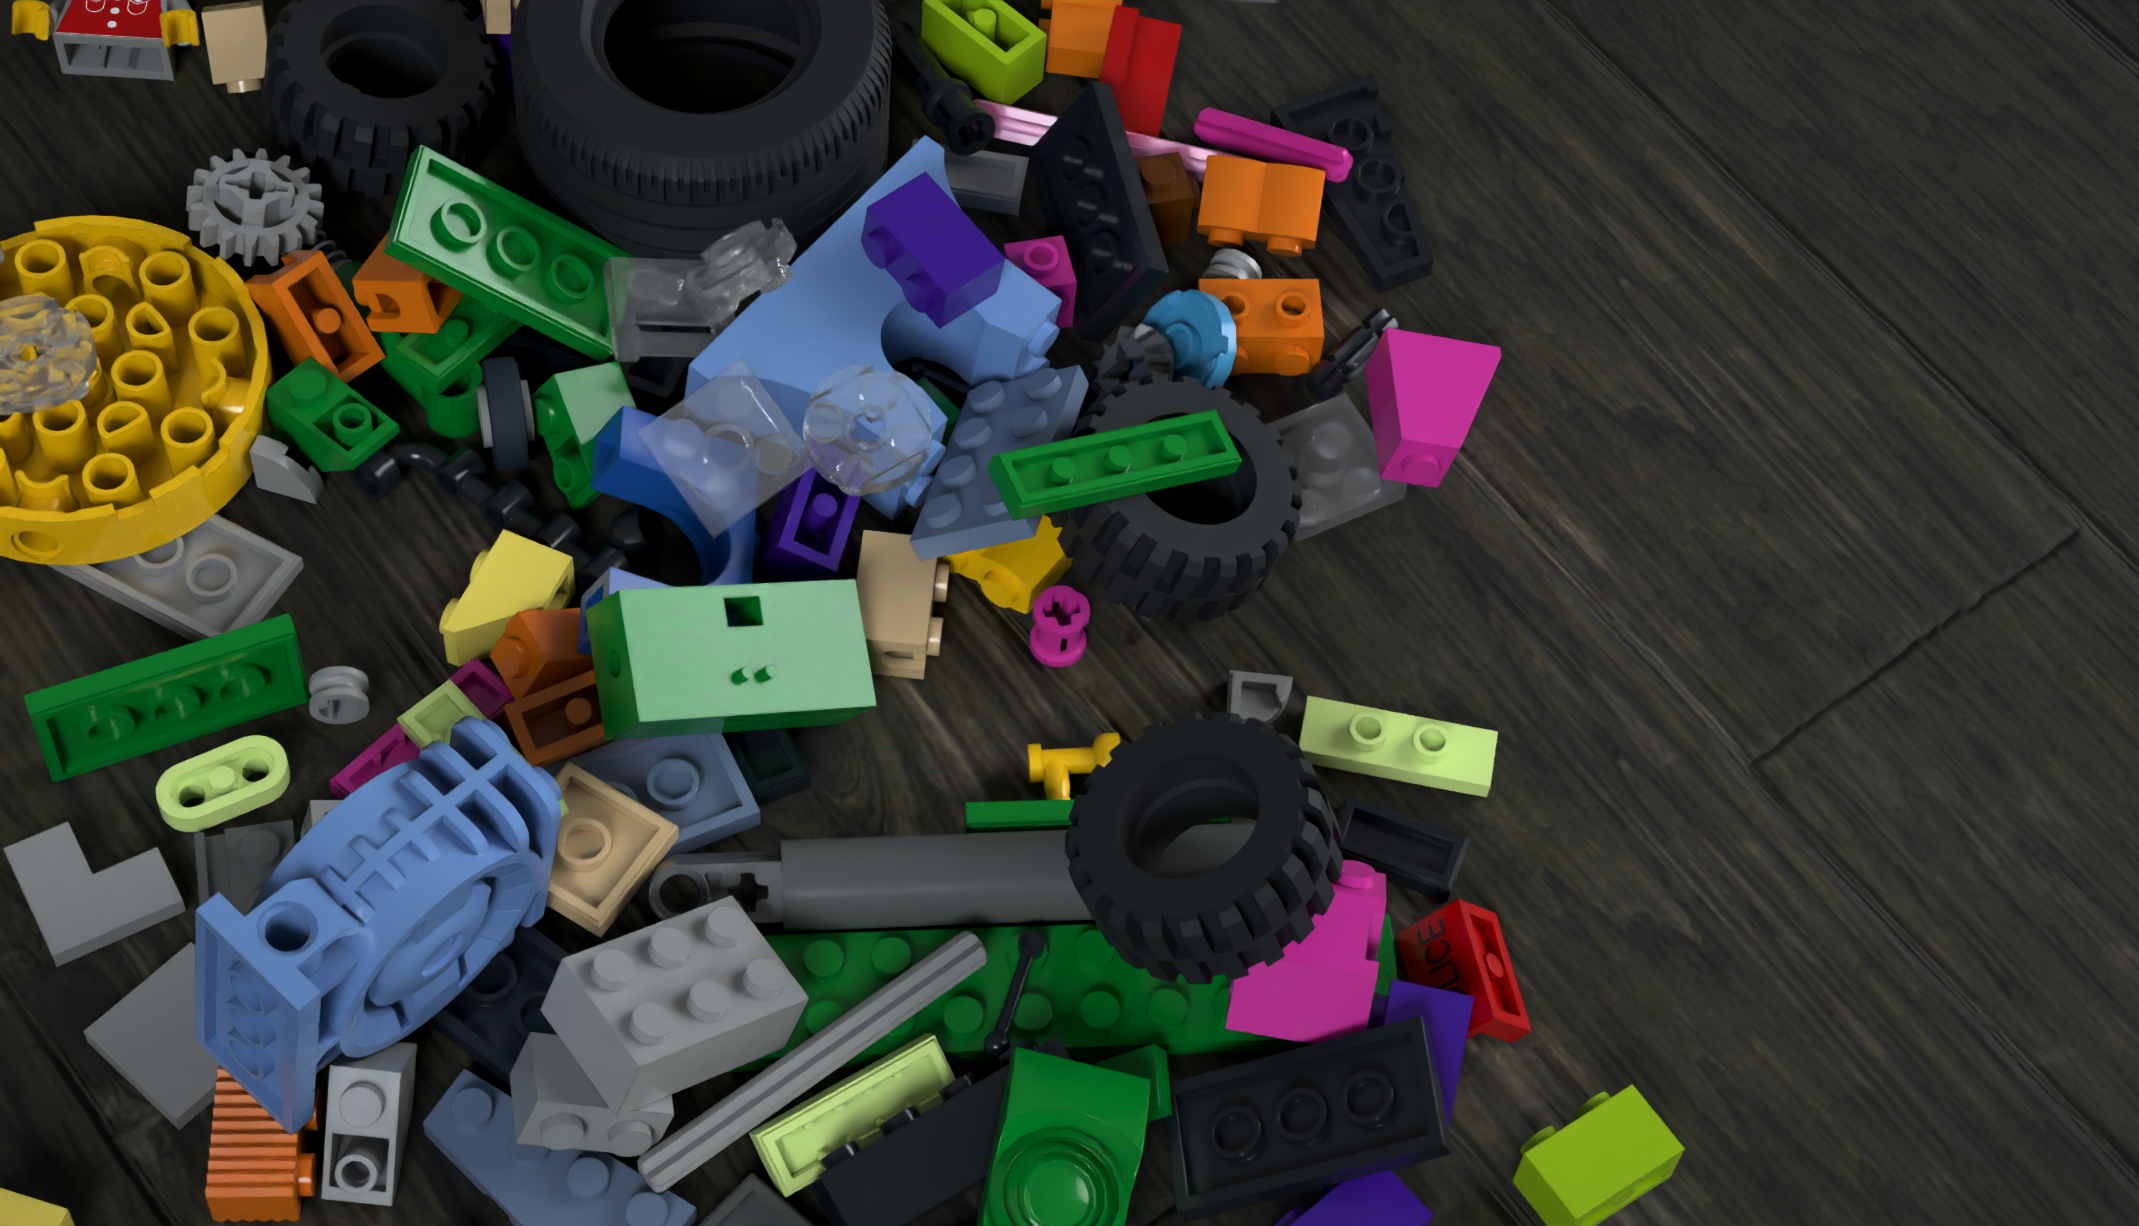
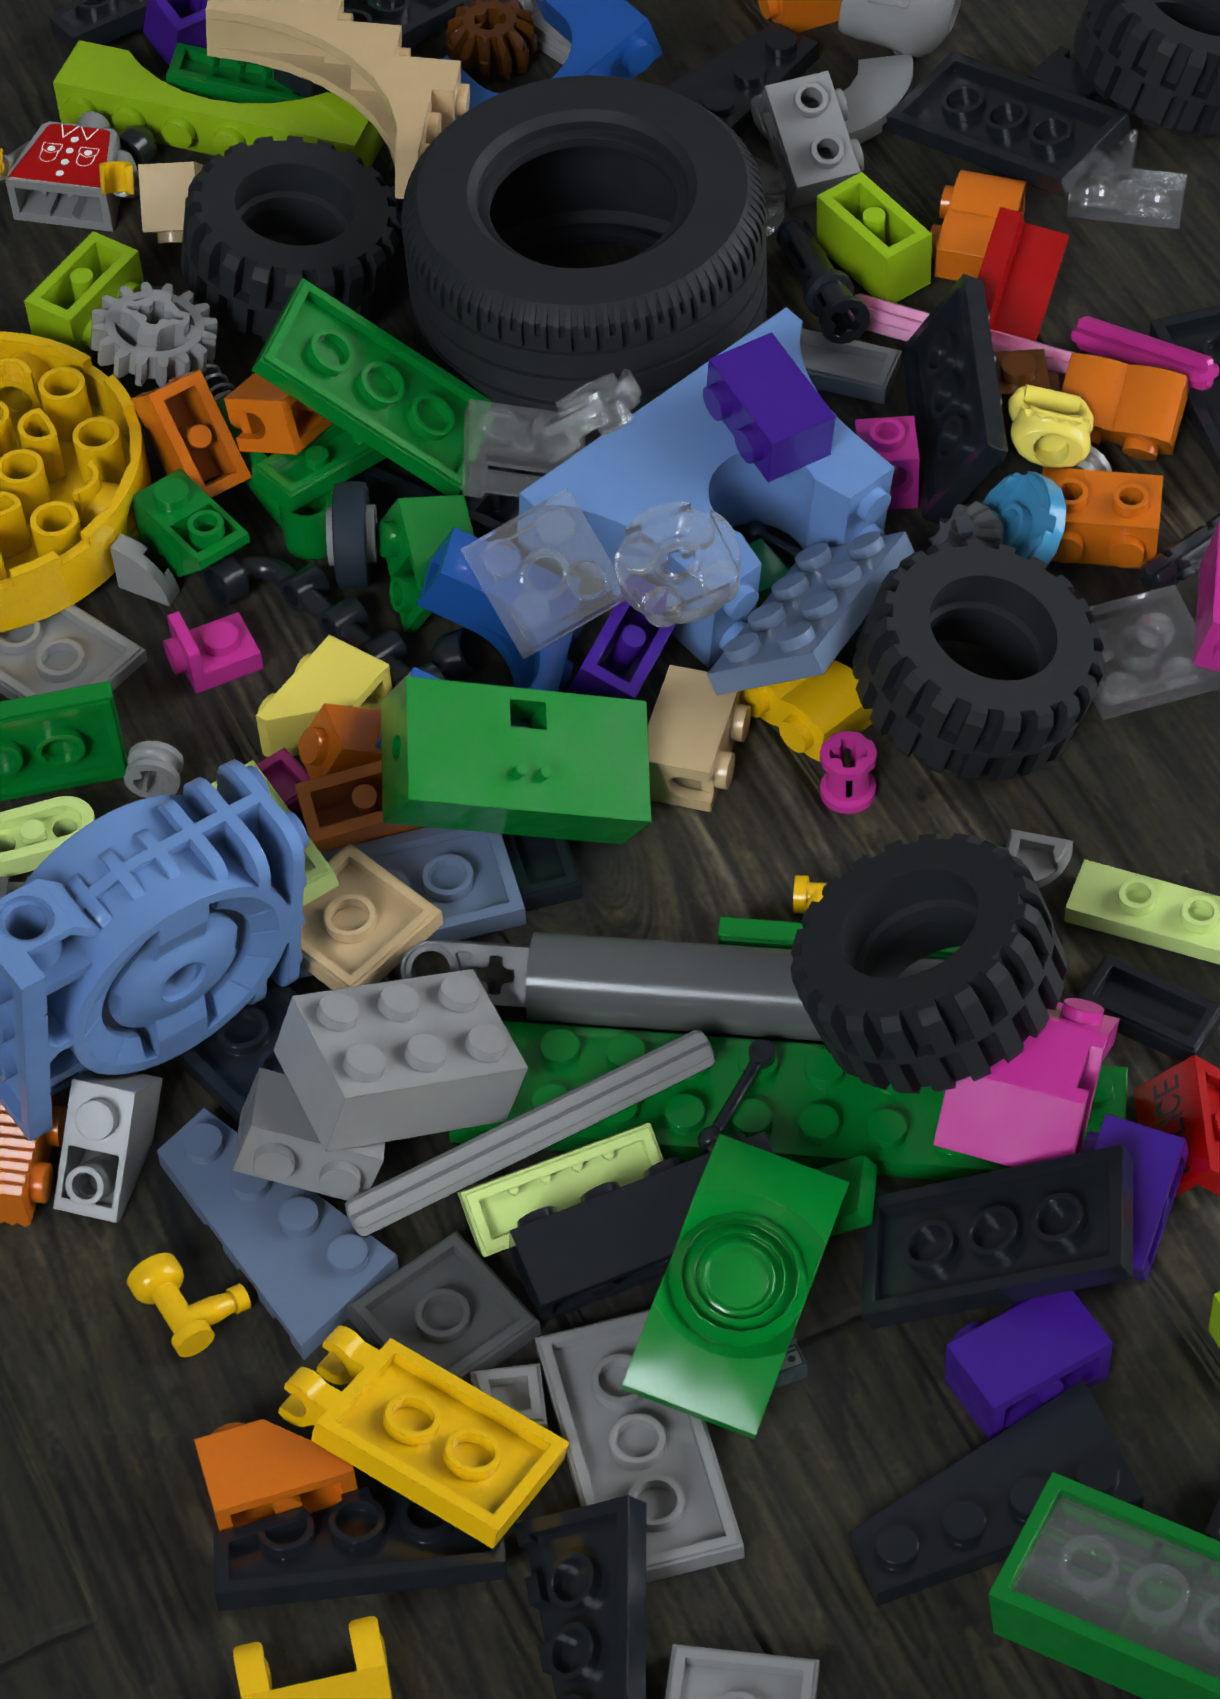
camera: 20 degrees right, 5 degrees down
(161, 159) = (66, 298): none -> lime brick
(374, 553) = (211, 651): none -> dark pink bracket
(1113, 464) = (910, 612): green tile -> none
(1201, 248) = (1050, 426): none -> light yellow piece

